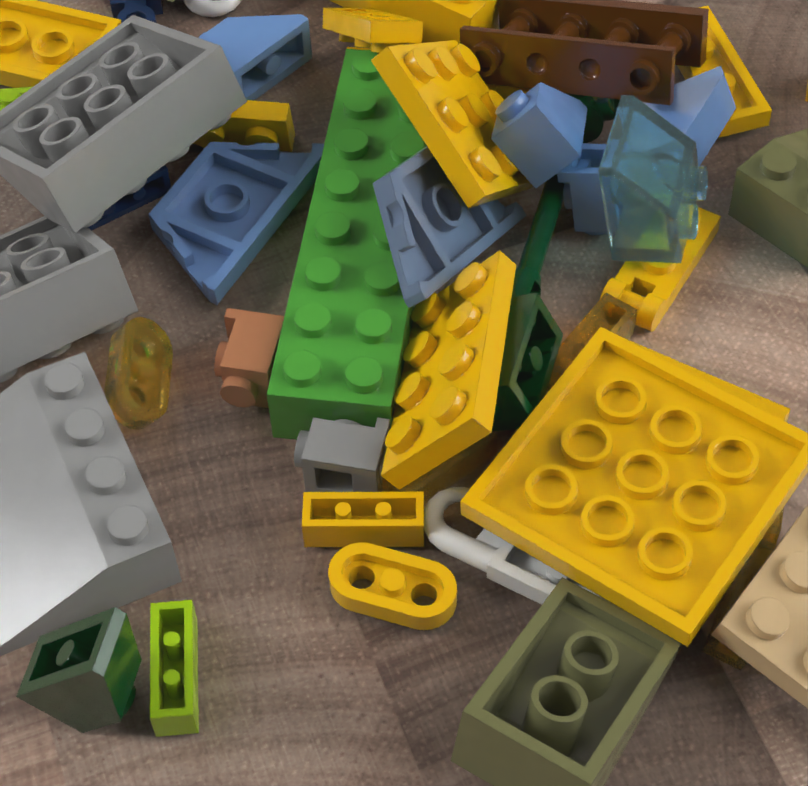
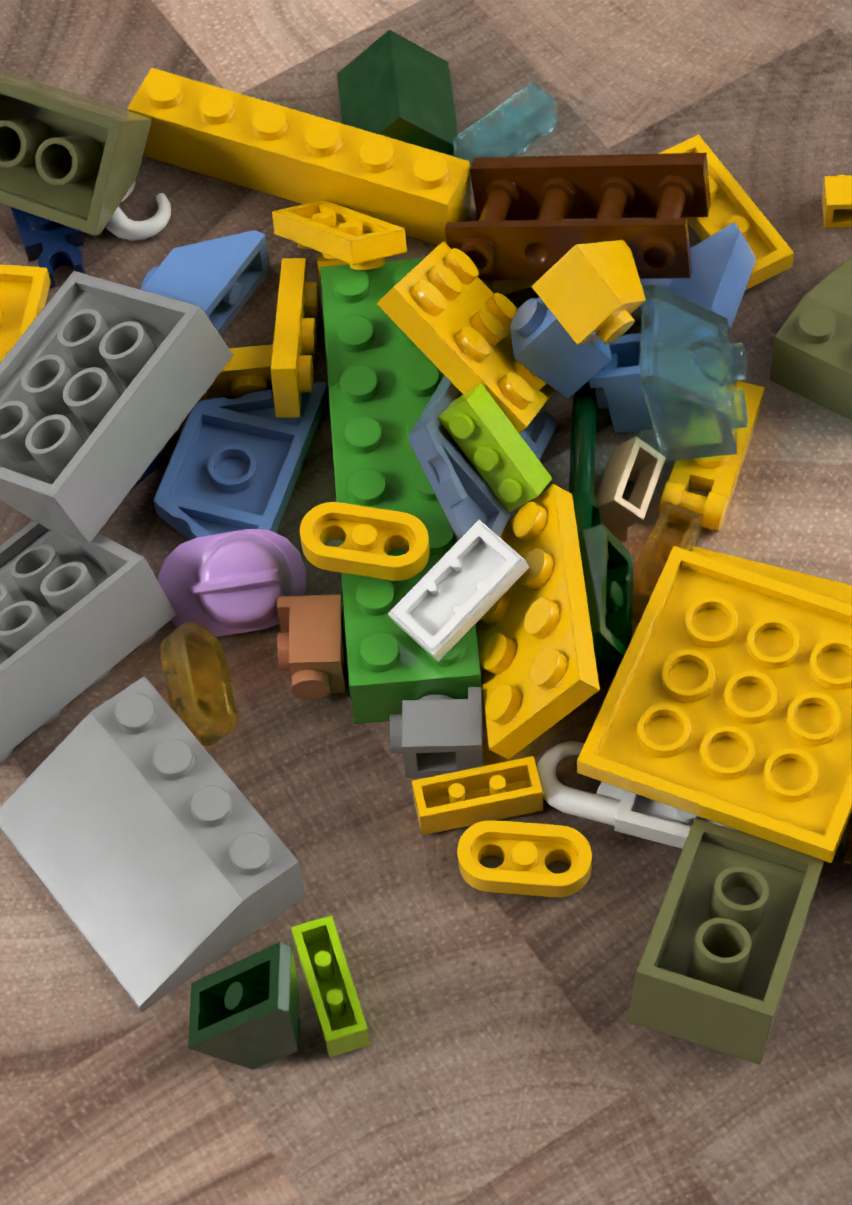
camera: 10 degrees left, 5 degrees up
(193, 287) = (232, 580): none -> lavender piece
(306, 103) = (294, 337): none -> yellow plate
(319, 270) = (367, 540): none -> yellow plate
(386, 324) = (458, 590): none -> white plate
(452, 208) = (495, 448): none -> lime piece
(573, 88) = (593, 291): none -> yellow slope
(582, 256) = (632, 462): none -> tan piece

